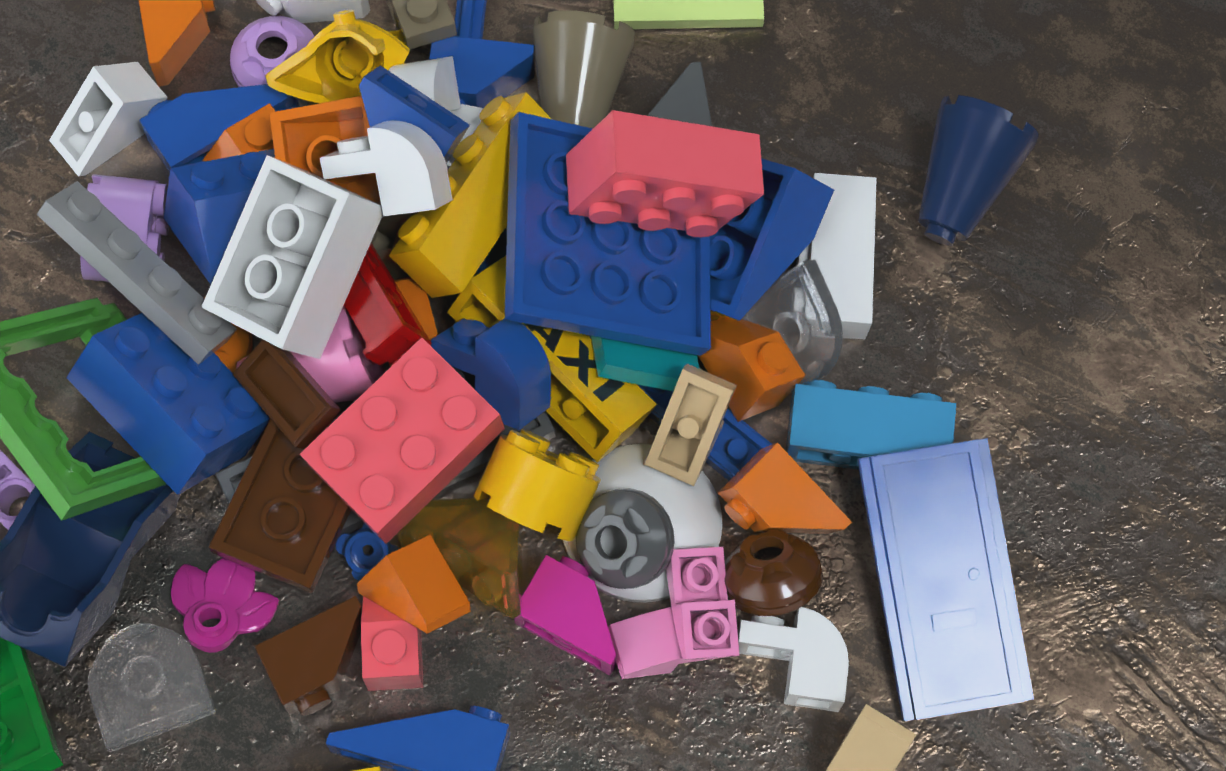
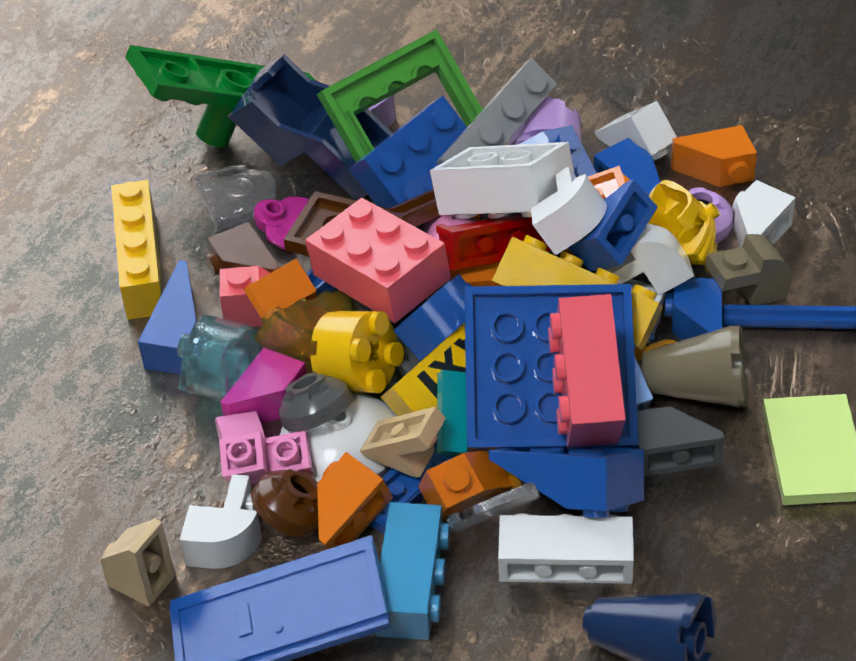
camera: 95 degrees right, 25 degrees down
(531, 670) = (215, 356): none -> clear light blue brick

